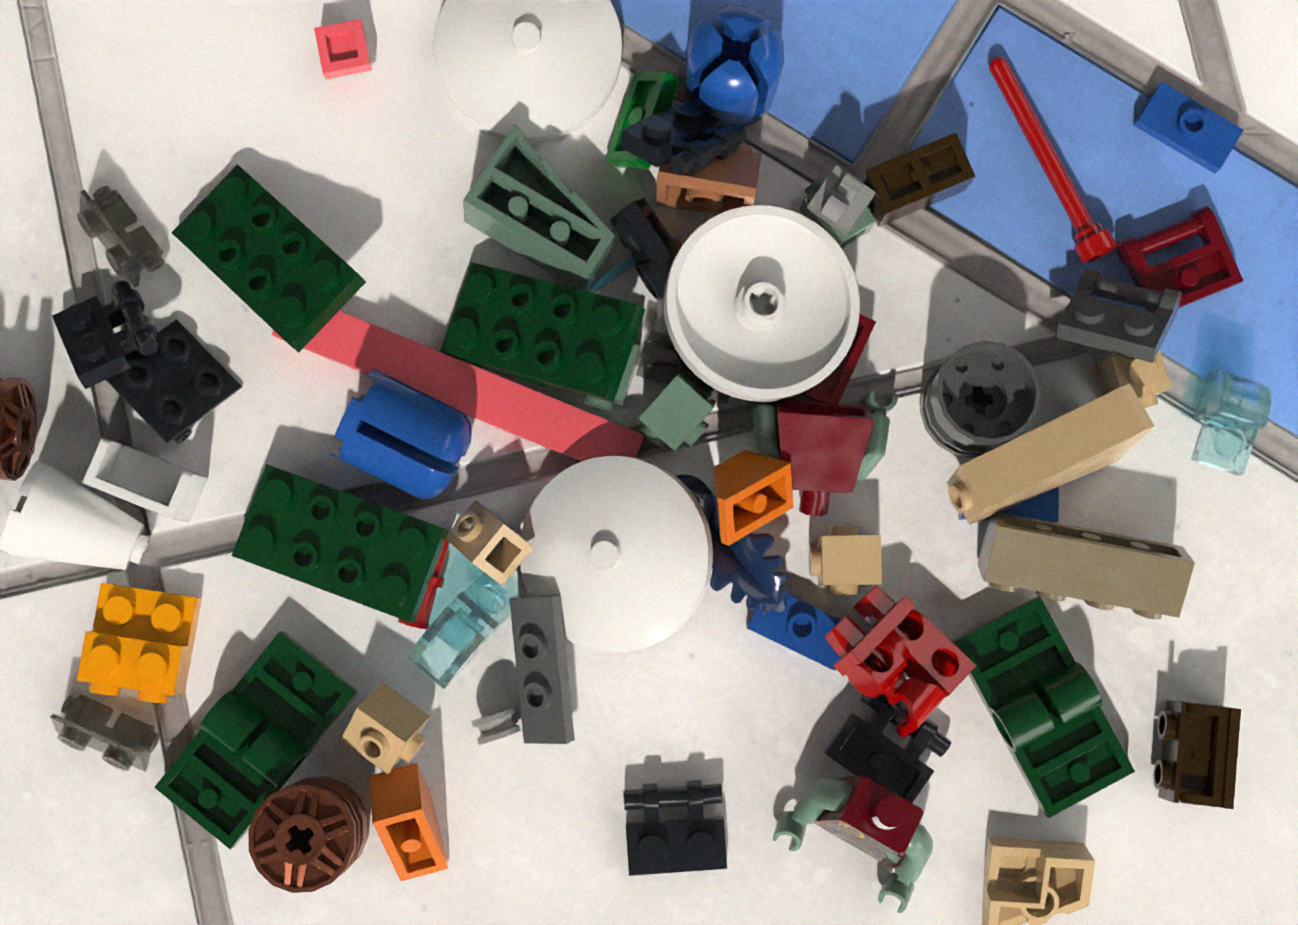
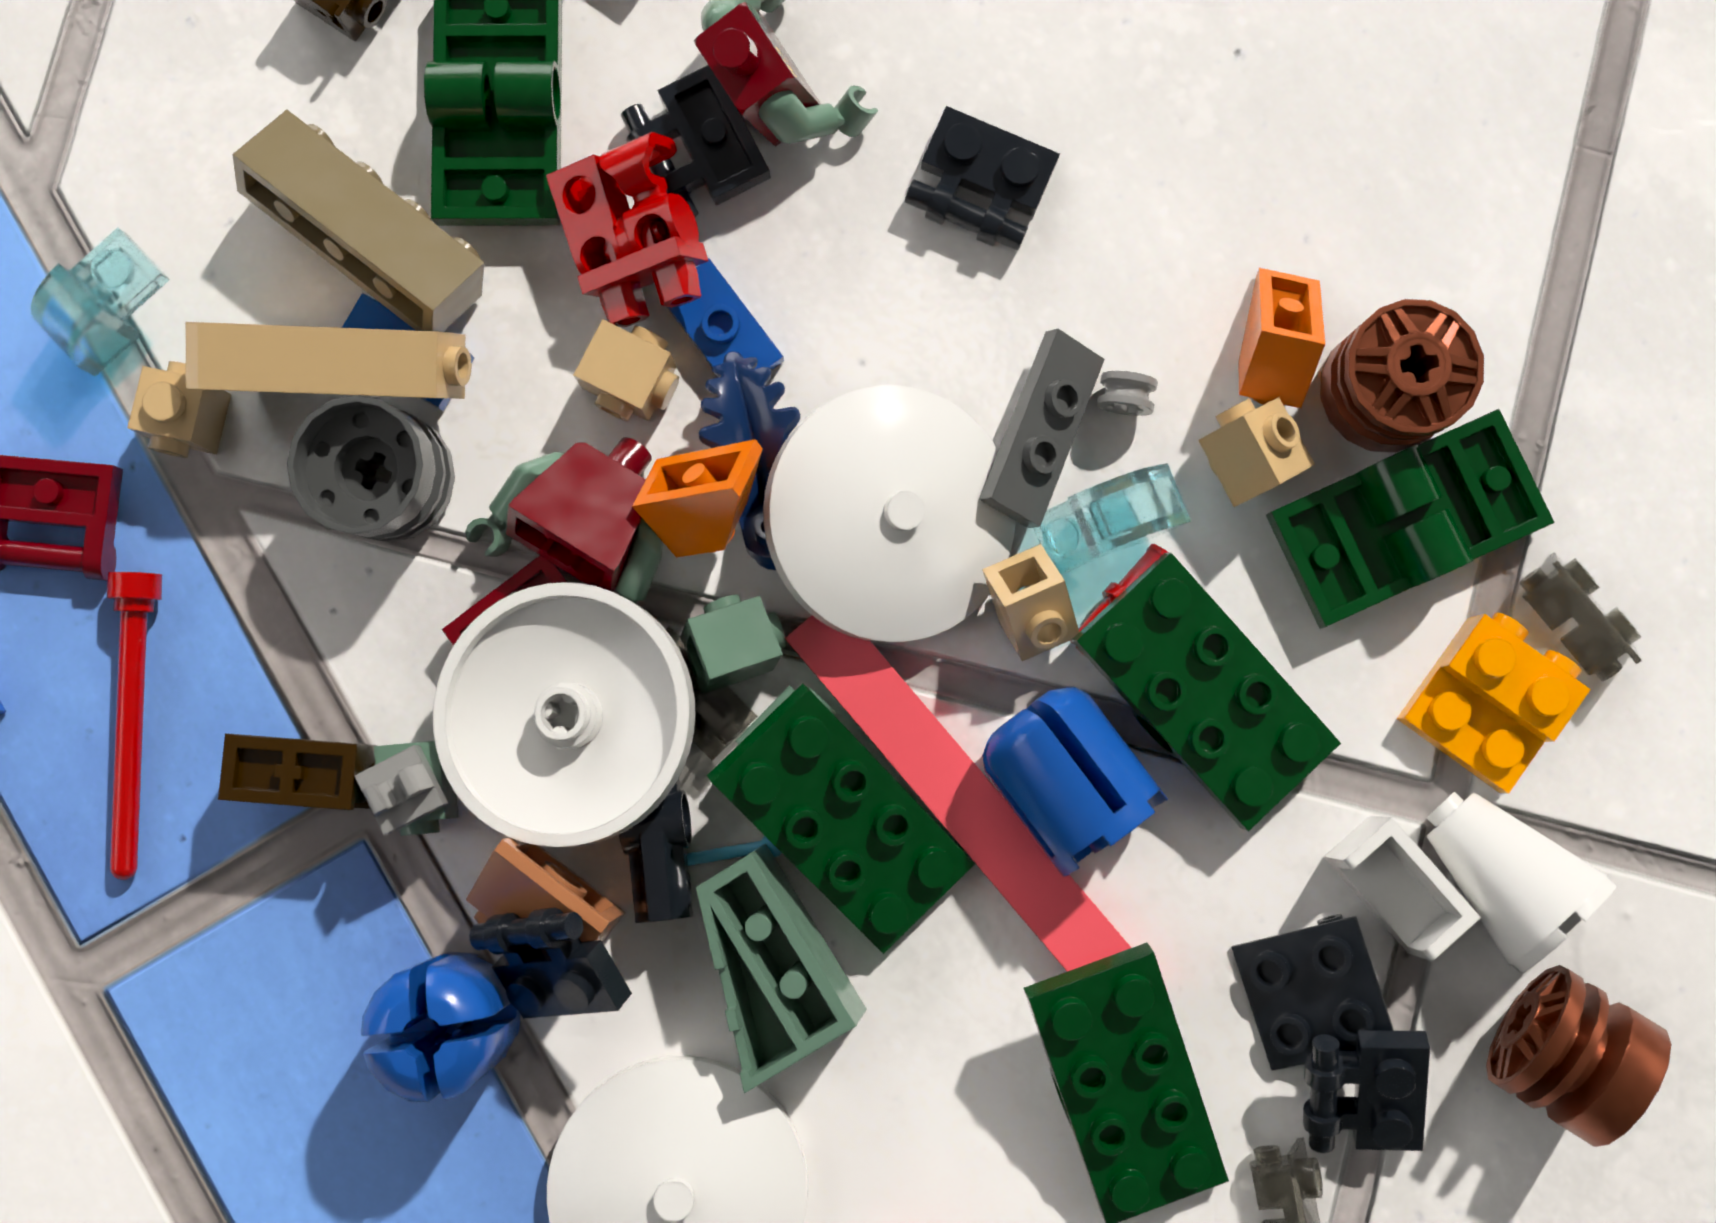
camera: 155 degrees left, 0 degrees up
(646, 96) = (570, 1043): green plate -> none
(1116, 326) = (165, 473): dark grey plate -> none

